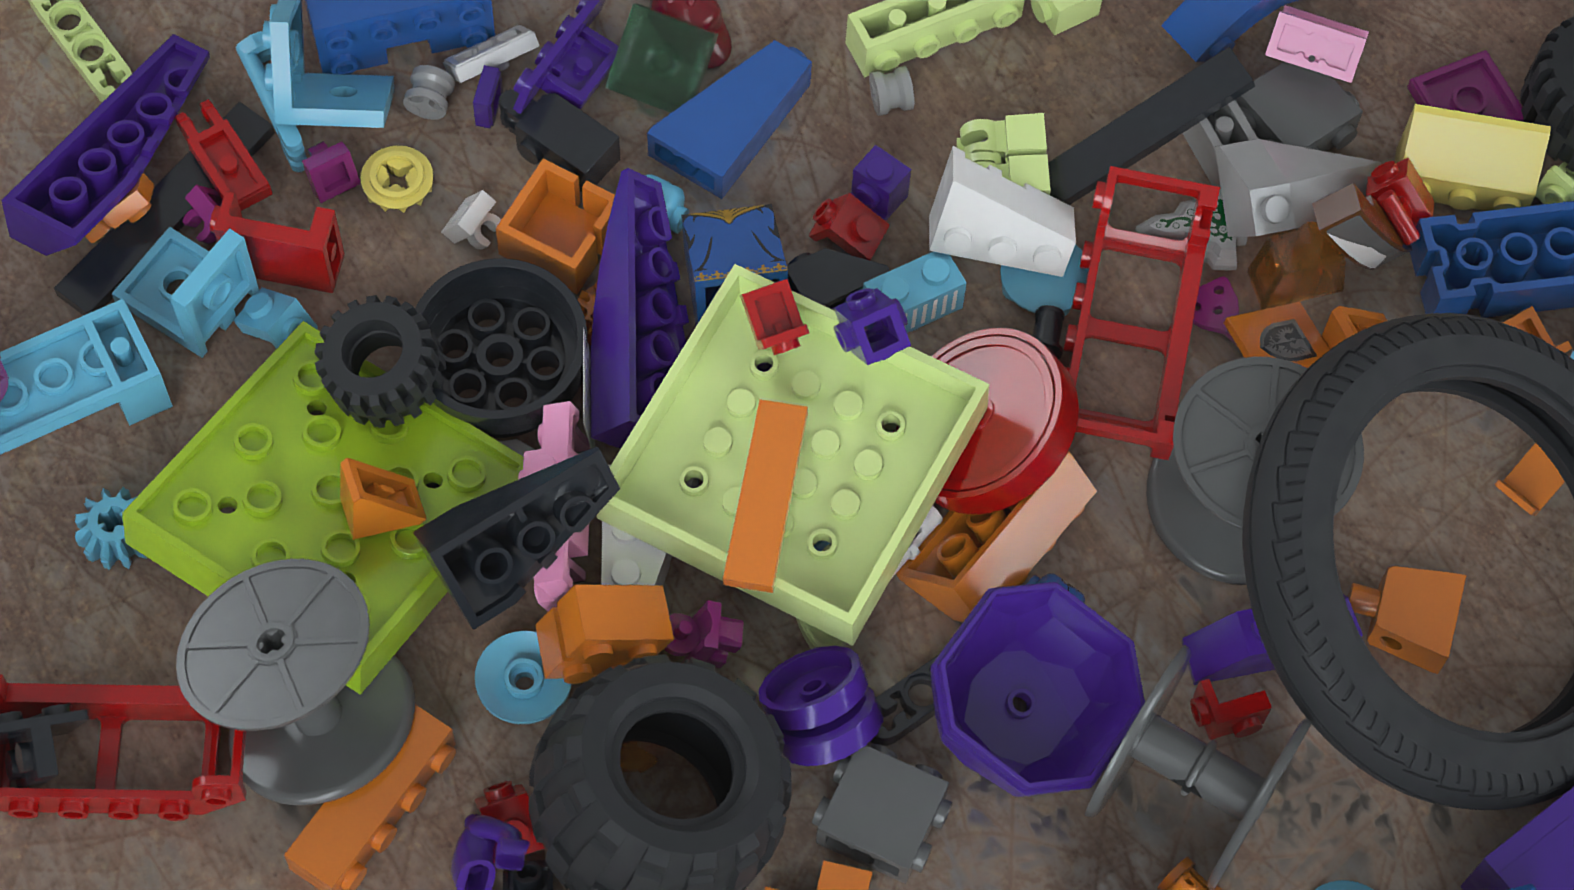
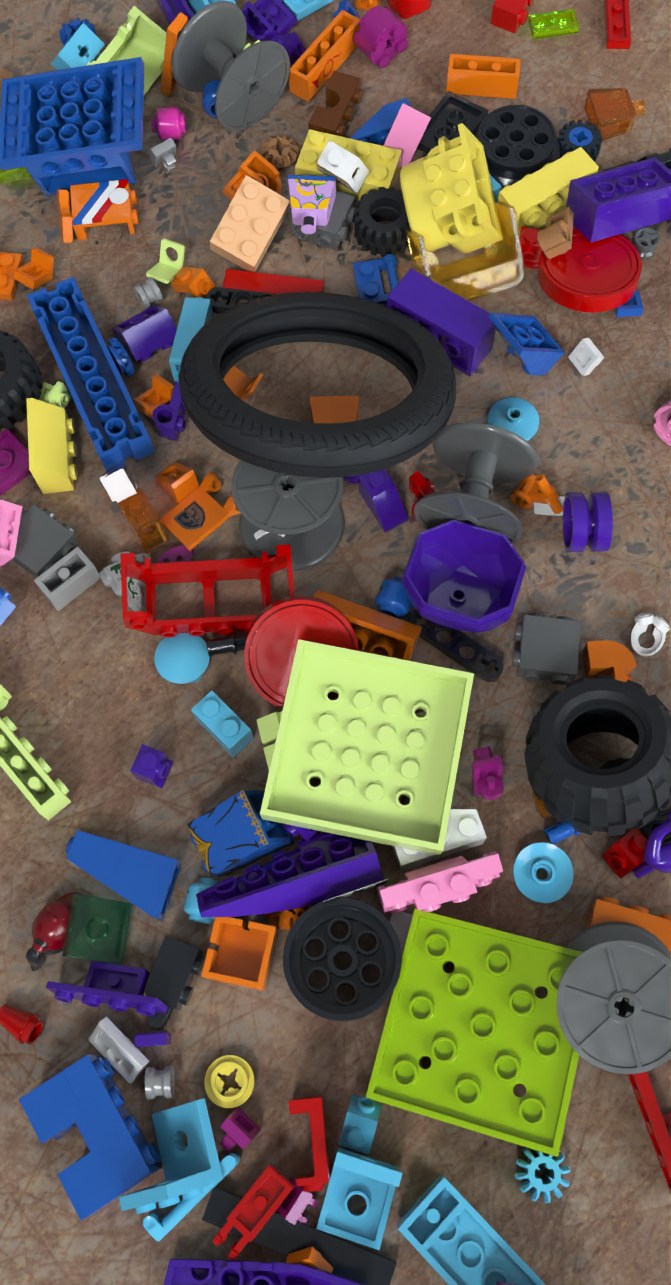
camera: 100 degrees left, 5 degrees up
(363, 332) = (418, 1033): black tyre -> none
(377, 499) = (486, 986): orange slope -> none
(469, 218) = (247, 1018): white tile -> none
(505, 537) = (496, 904): black wedge -> none
(602, 629) = (510, 825): orange piece -> none
(765, 496) = (413, 743): orange tile -> none
(774, 317) = (298, 770): red bracket -> none
(821, 705) = (506, 693): dark purple wheel -> none
(830, 275) = (228, 773): black slope -> none
(849, 226) = (183, 778): red bracket -> none
(871, 325) = (290, 708): dark purple brick -> none
(891, 90) = (80, 779): light grey wheel -> none
(999, 221) = (168, 680): white wedge -> none
(1011, 145) = (123, 695): yellowish green hips -> none
(1149, 125) = (86, 626): black tile -> none
(1273, 183) = (97, 529): light grey wedge -> none
(1401, 196) = (86, 473): red brick -> none

